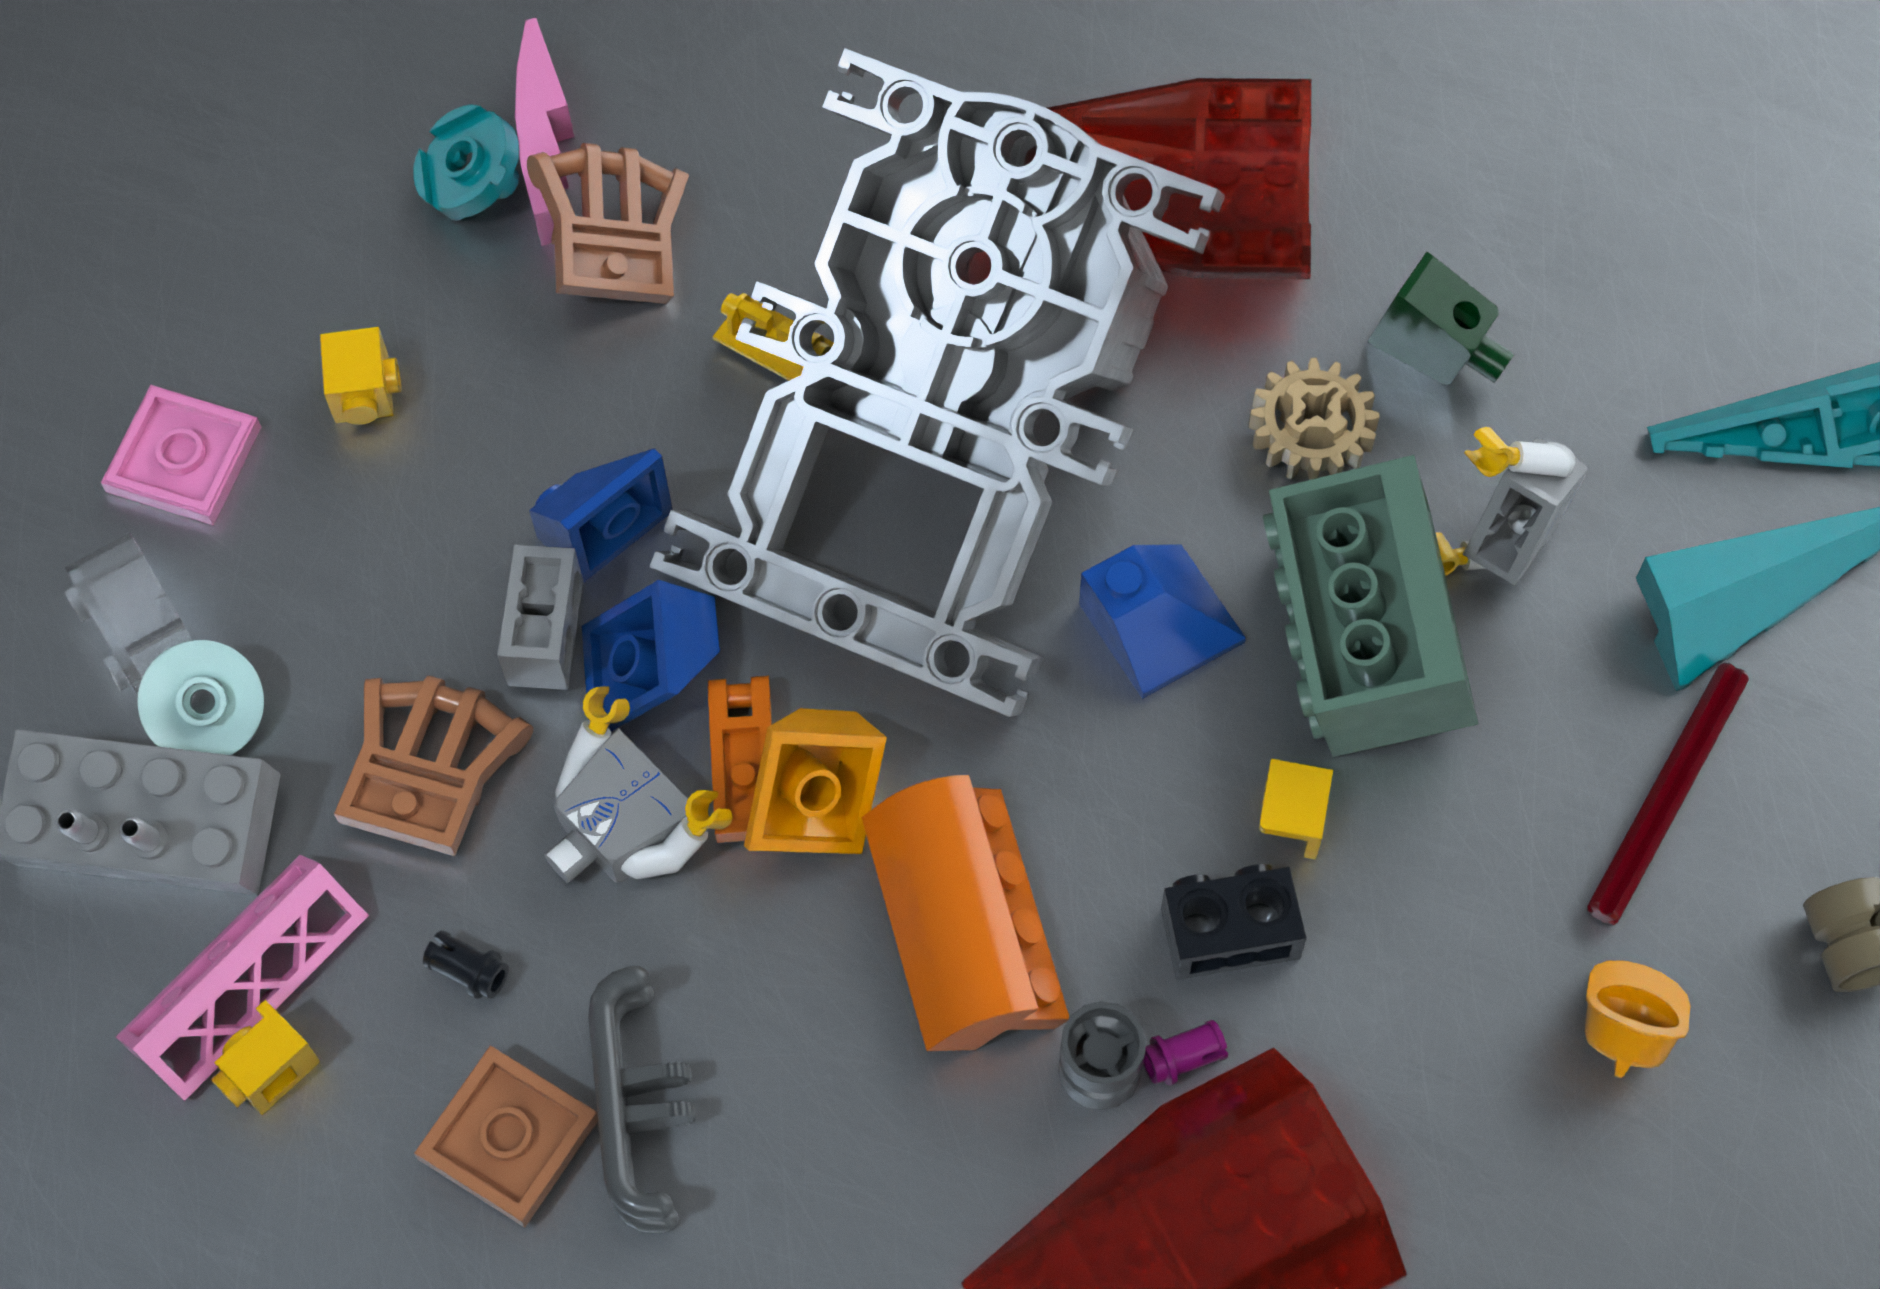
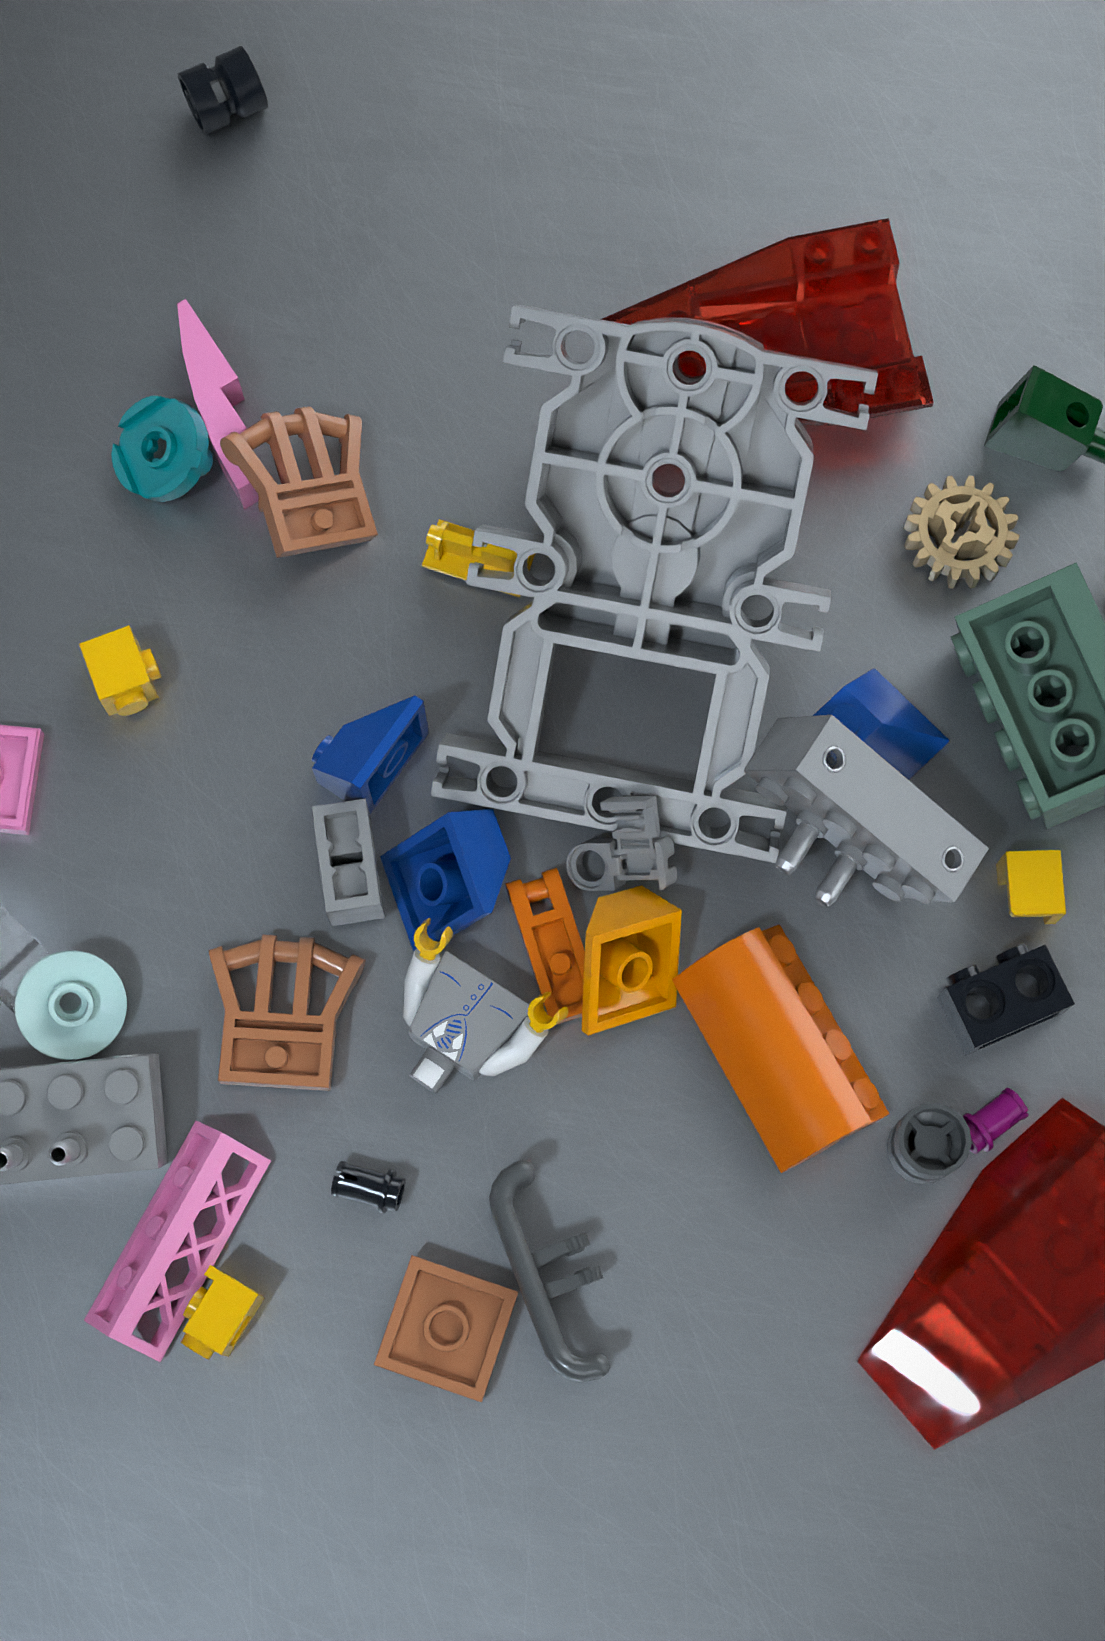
camera: 15 degrees left, 10 degrees up
(856, 664) = (630, 841): none -> light grey piece
(1114, 672) = (863, 810): none -> light grey piece

